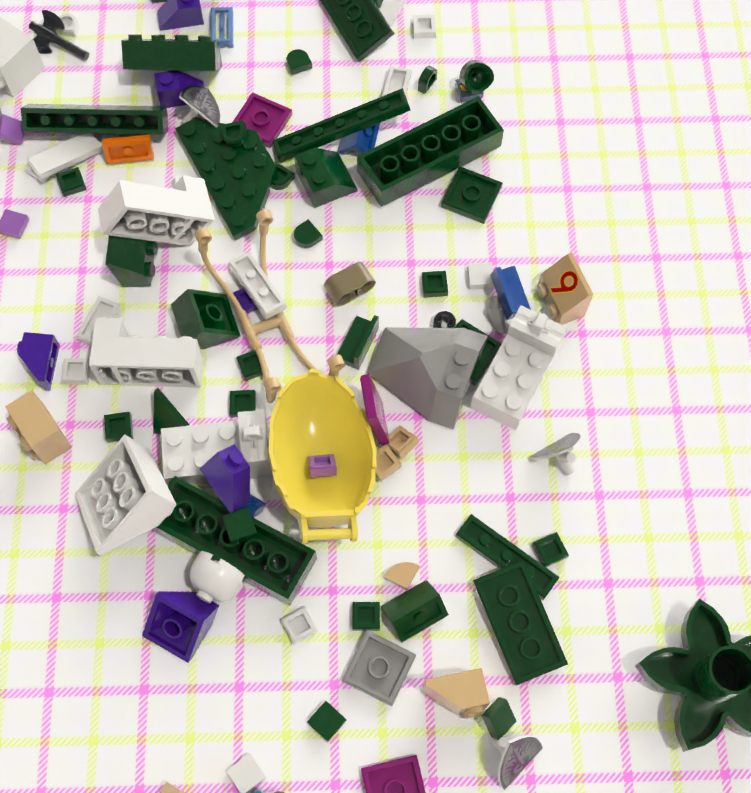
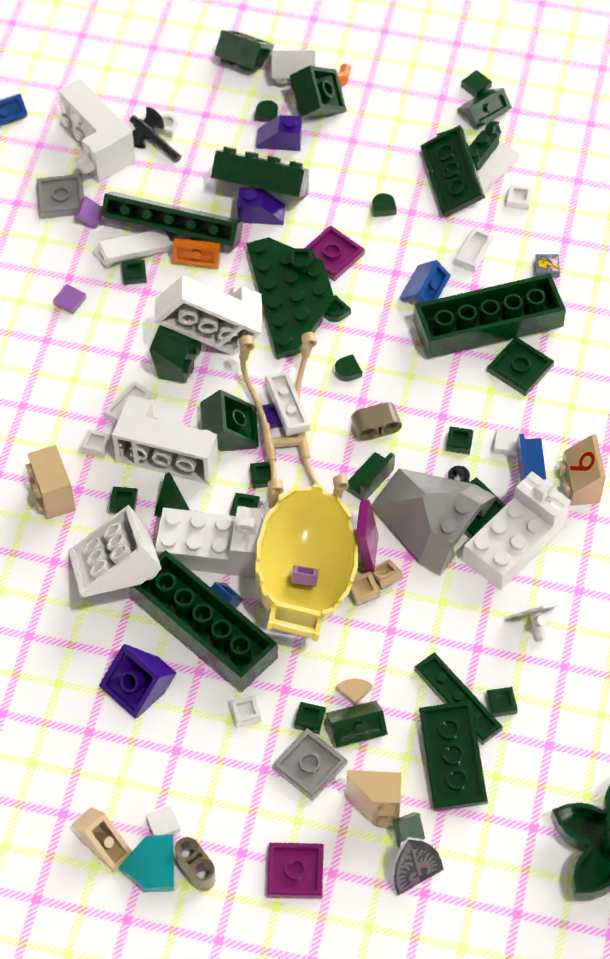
camera: 15 degrees right, 10 degrees down
(40, 356) = (66, 422): dark purple slope -> none
(202, 104) = (278, 224): shield -> none
(215, 579) = (180, 646): white cylinder -> none
(222, 41) = (314, 170): medium blue tile -> none
(229, 477) = (215, 559): dark purple slope -> none
(239, 525) = (214, 604): dark green tile -> none
(323, 176) = (379, 317): dark green slope -> none
(327, 721) = (249, 797): dark green tile -> none
(341, 125) = (408, 273): dark green tile -> none
(427, 79) = (507, 247): dark green tile -> none
(476, 76) = (554, 254): dark green piece -> none
(496, 314) = (511, 479): light grey bar -> none

